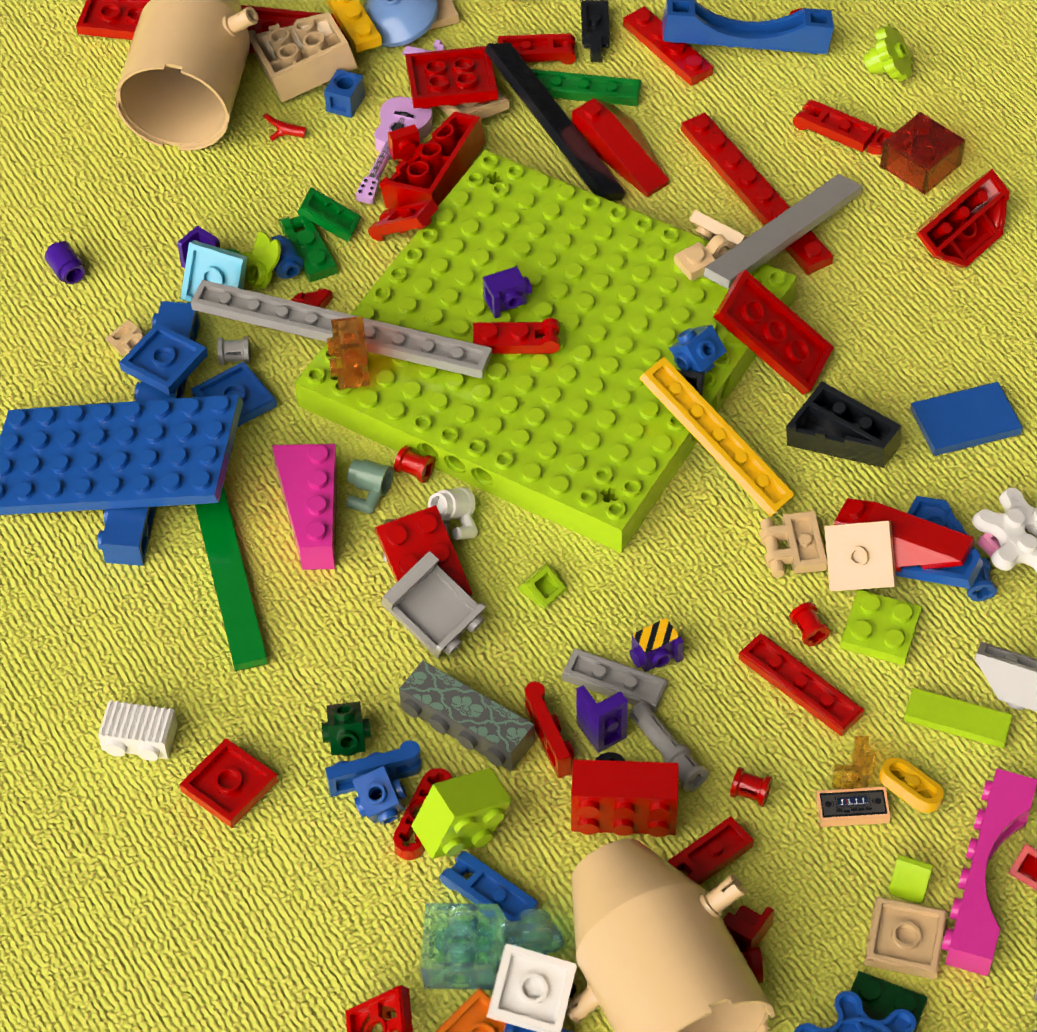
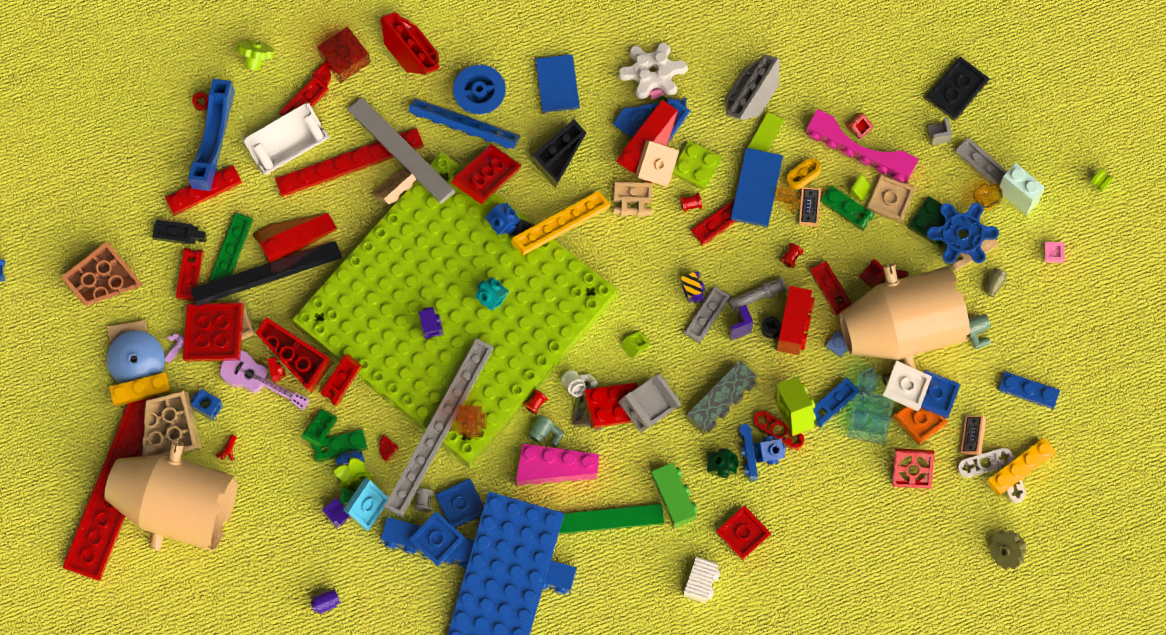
camera: 80 degrees left, 20 degrees up
(125, 337) = (402, 565): tan plate -> none
(282, 670) = (674, 494): none -> bright green brick
(518, 336) = (464, 324): red plate -> none
(547, 729) = (736, 354): red plate -> none
(568, 353) = (491, 293): none -> teal brick
(696, 257) = (423, 204): tan plate -> none
(769, 108) = (285, 138): none -> white piece
(845, 709) = (757, 187): none -> blue tile
(857, 310) = (460, 122): none -> blue plate
(867, 865) = (846, 207): none -> green plate
(914, 310) = (479, 89): none -> blue piece

